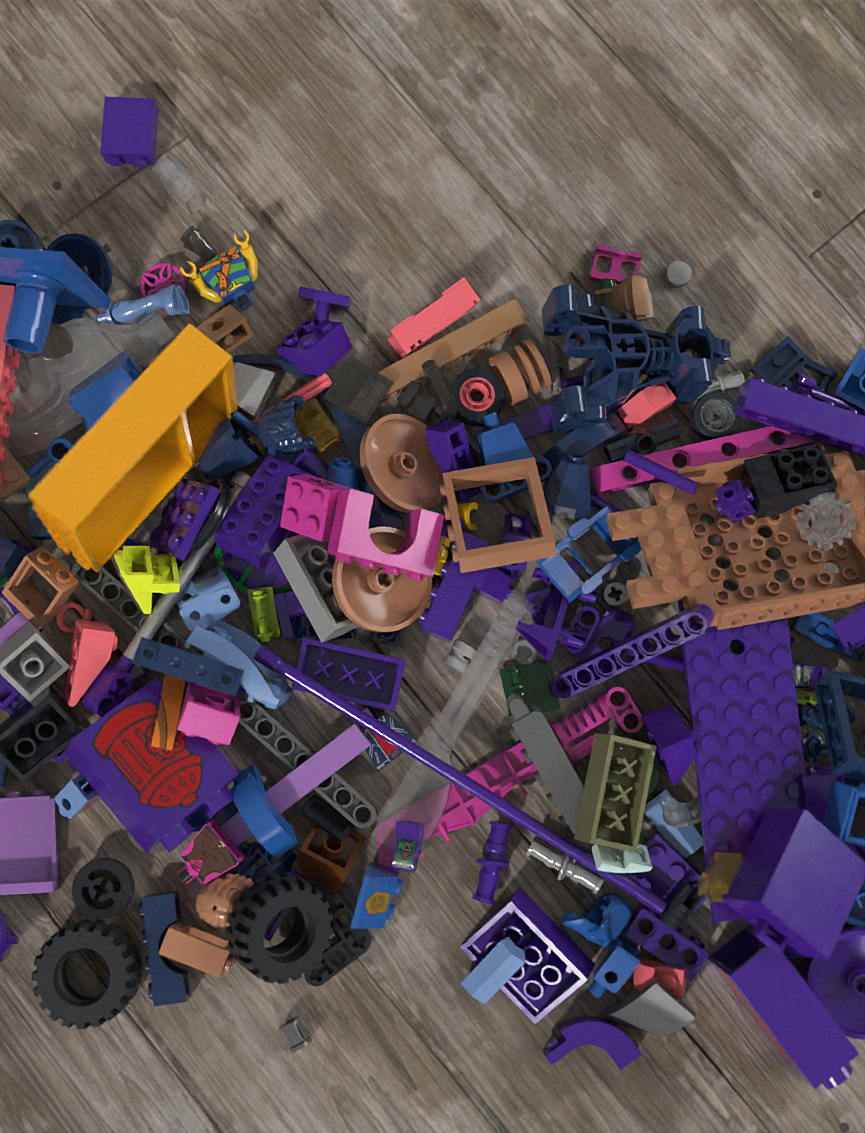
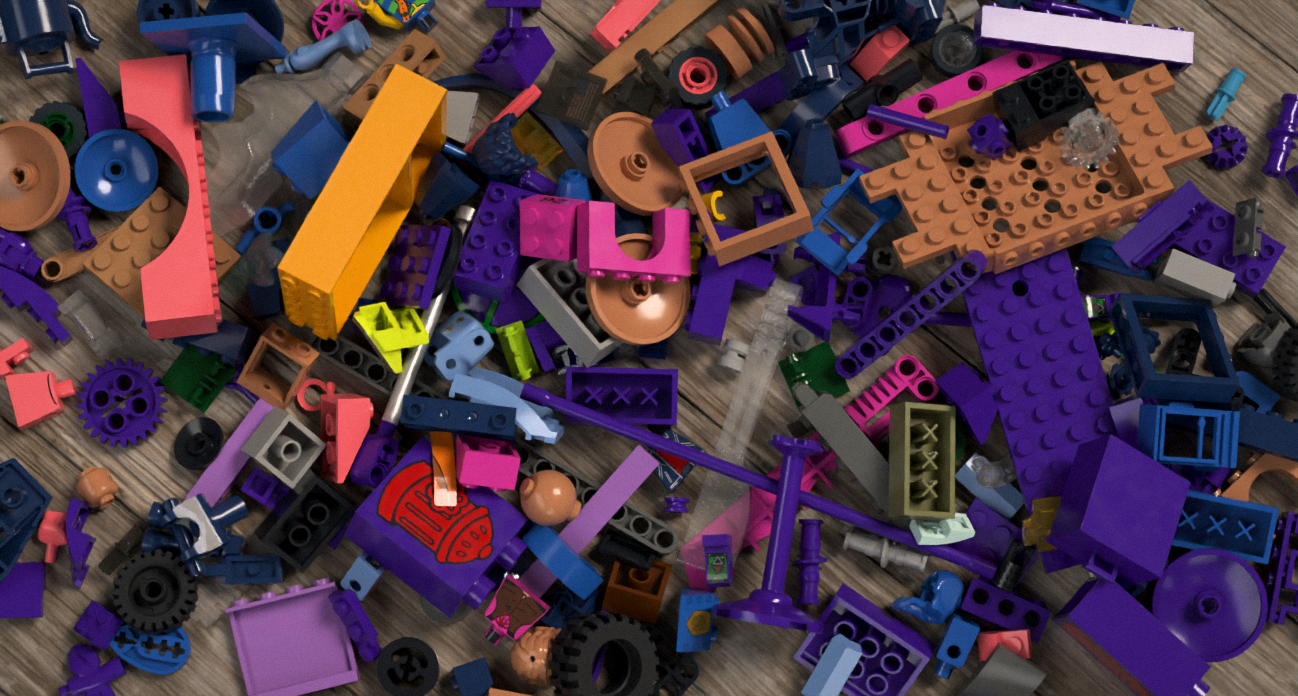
camera: 10 degrees left, 0 degrees up
(64, 838) = (357, 623): none -> dark purple hinge
(261, 757) = (549, 498): none -> nougat brick
(380, 784) = (676, 505): none -> dark purple bush
(444, 901) = (770, 603): none -> dark purple piece

